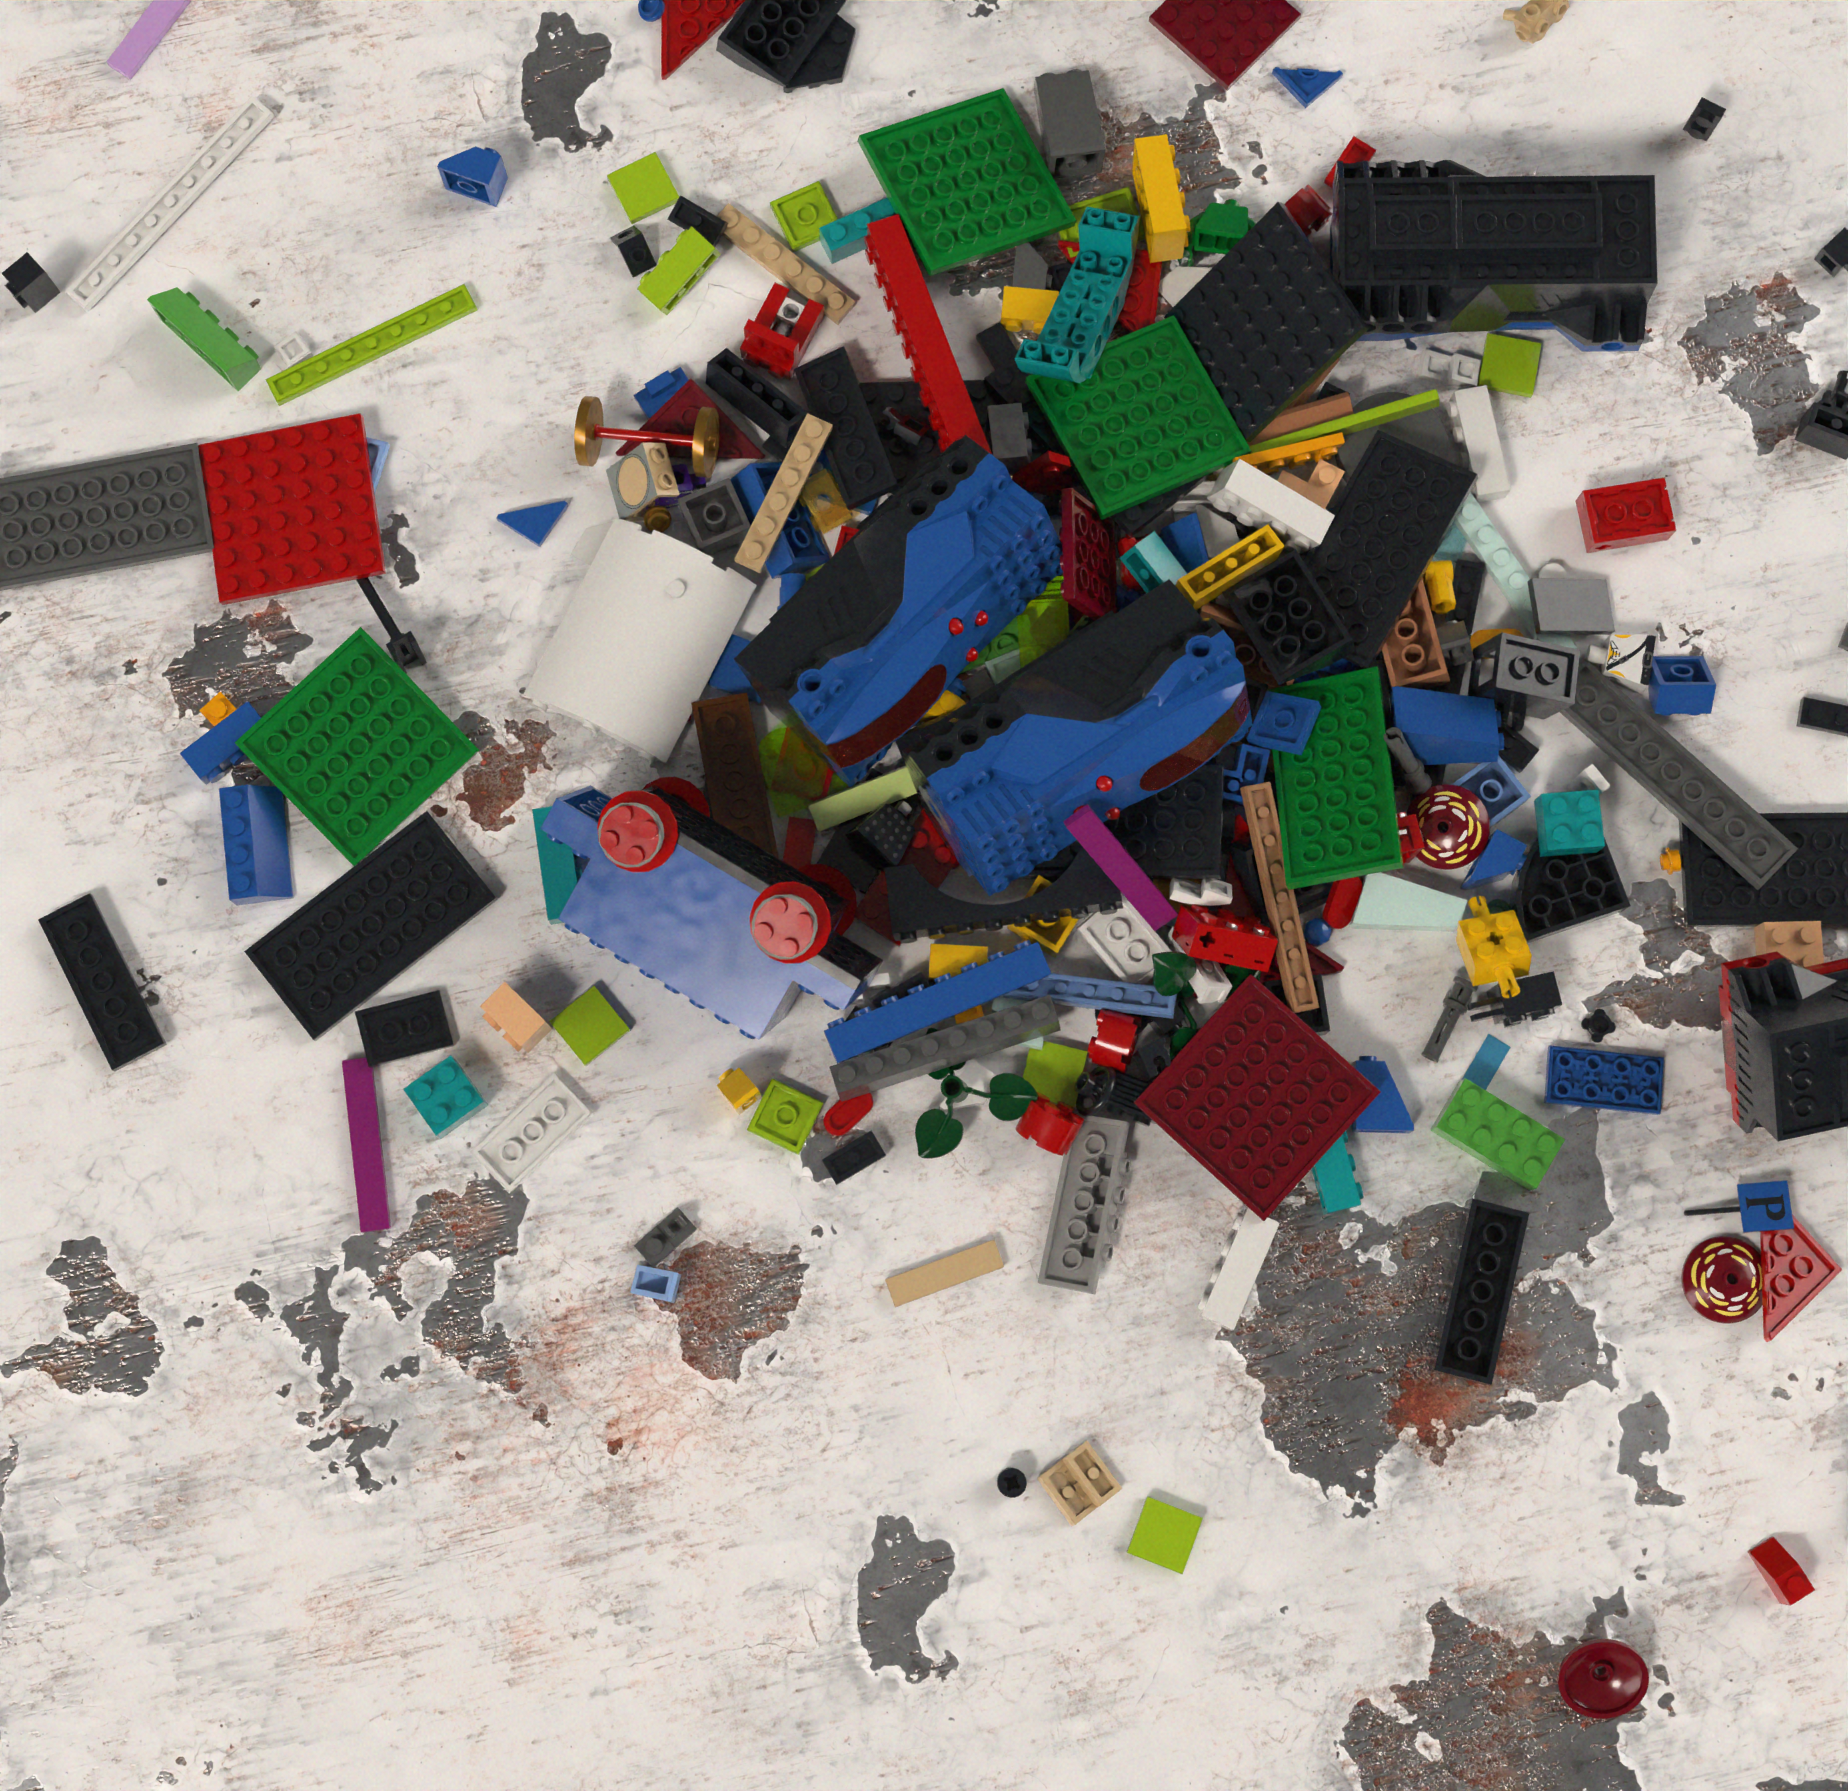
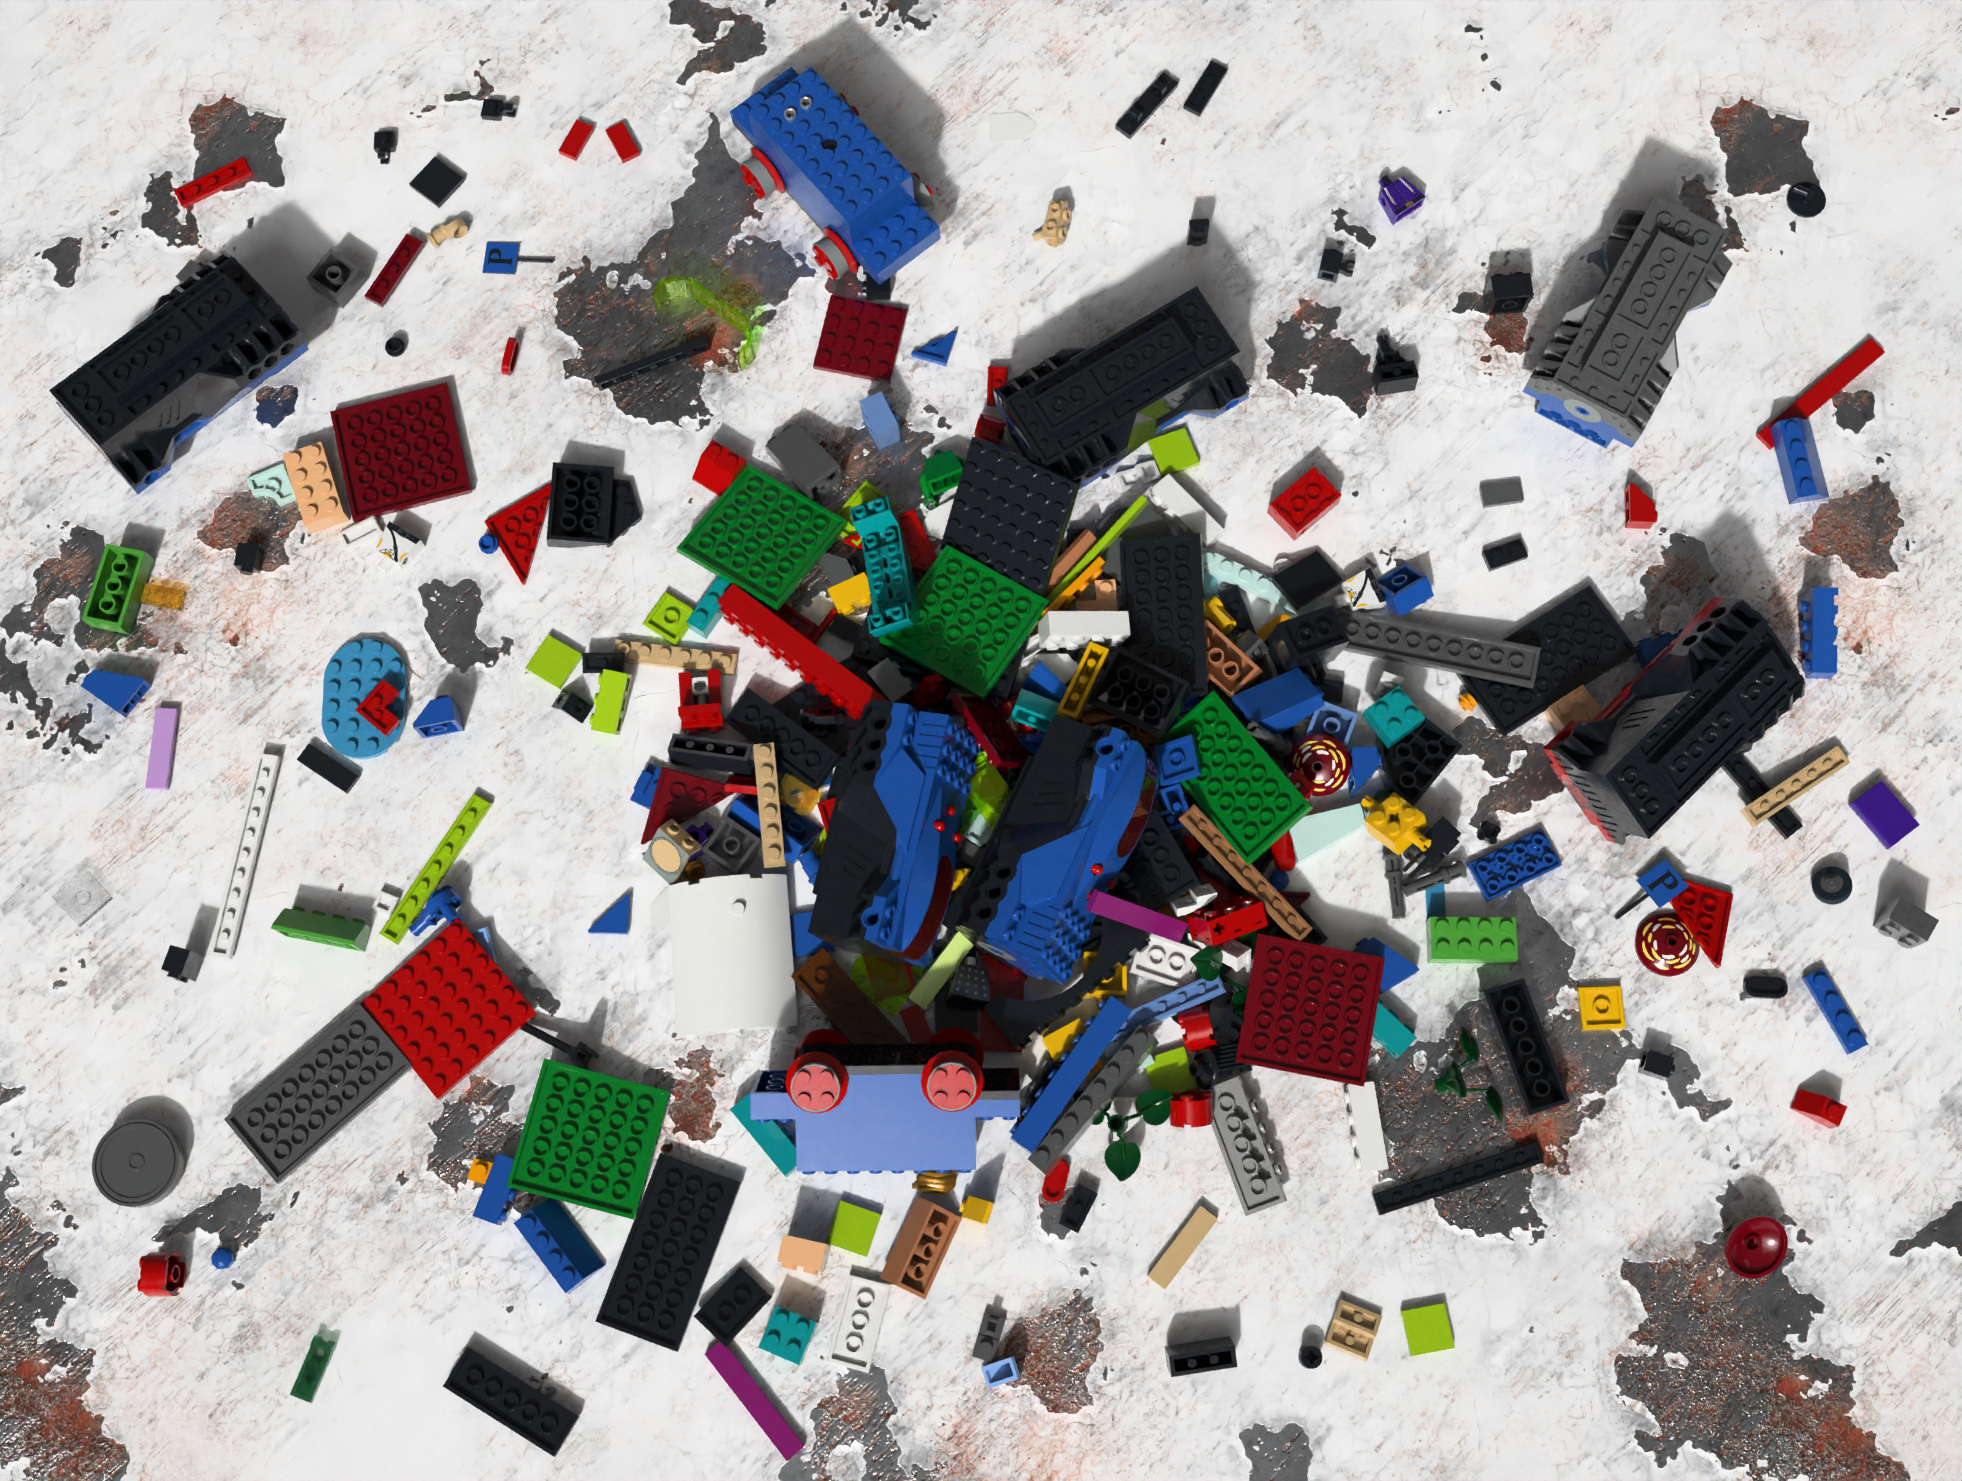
camera: 25 degrees left, 5 degrees down
(319, 160) = (328, 768): none -> black tile
(350, 388) = (441, 904): none -> blue pin
(406, 104) = (347, 682): none -> dark azure plate
(410, 120) = (375, 708): none -> red plate
(591, 431) = (618, 840): pearl gold piece -> none
(651, 1092) = (921, 1247): none -> nougat slope
(711, 1030) = (935, 1182): none -> pearl gold piece
(766, 452) = (741, 785): none -> red tile
(785, 1116) = (1016, 1209): lime tile -> none
(888, 1404) = (1200, 1356): none -> black brick
(950, 312) = (802, 624): none -> red plate
(965, 72) = (718, 468): none -> red slope
(1159, 198) = (892, 476): yellow brick -> none
(1189, 123) = (880, 420): none -> medium blue brick
(1308, 1391) = (1457, 1178): none -> black tile
(1371, 1278) = (1454, 1081): none -> dark green plant
(1512, 1042) = (1443, 875): none -> dark grey pin
(1599, 1303) = (1601, 1007): none -> yellow tile
(1622, 1407) = (1656, 1065): none -> black brick
(1809, 1398) = (1765, 987): none -> black tile

